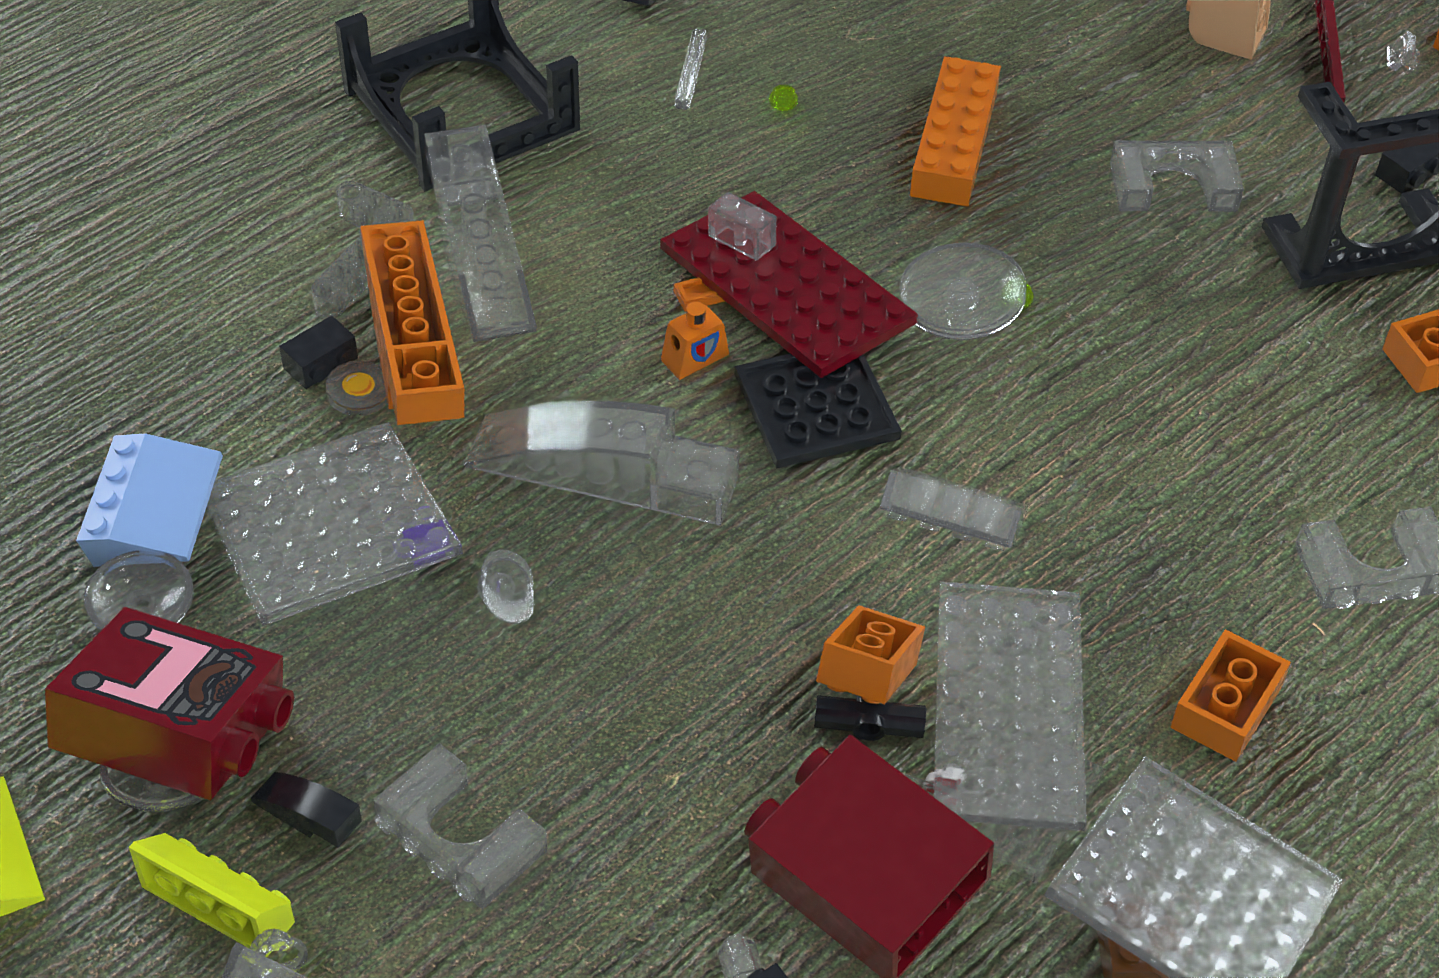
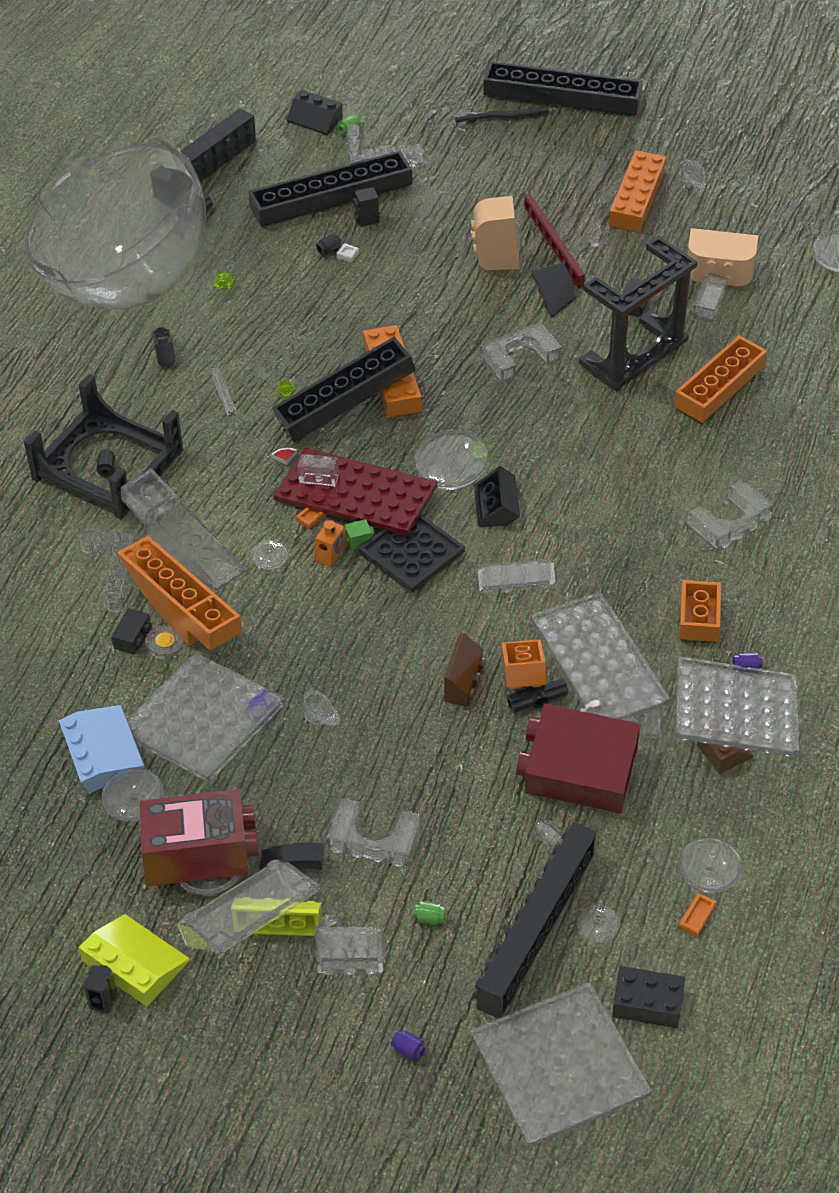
camera: 25 degrees left, 0 degrees up
(161, 855) = (246, 907): none -> clear slope
(456, 103) = (106, 463): none -> black brick
(600, 324) = (269, 554): none -> clear dish
(611, 454) = (324, 620): clear slope -> none
(715, 188) = (284, 455): none -> tile
(748, 344) = (358, 533): none -> bright green brick
(768, 623) = (463, 671): none -> reddish brown slope
(857, 124) = (344, 389): none -> black brick
(1000, 379) = (497, 499): none -> black slope
(1270, 817) = (748, 660): none -> dark purple brick
(1279, 104) = (554, 287): none -> black slope

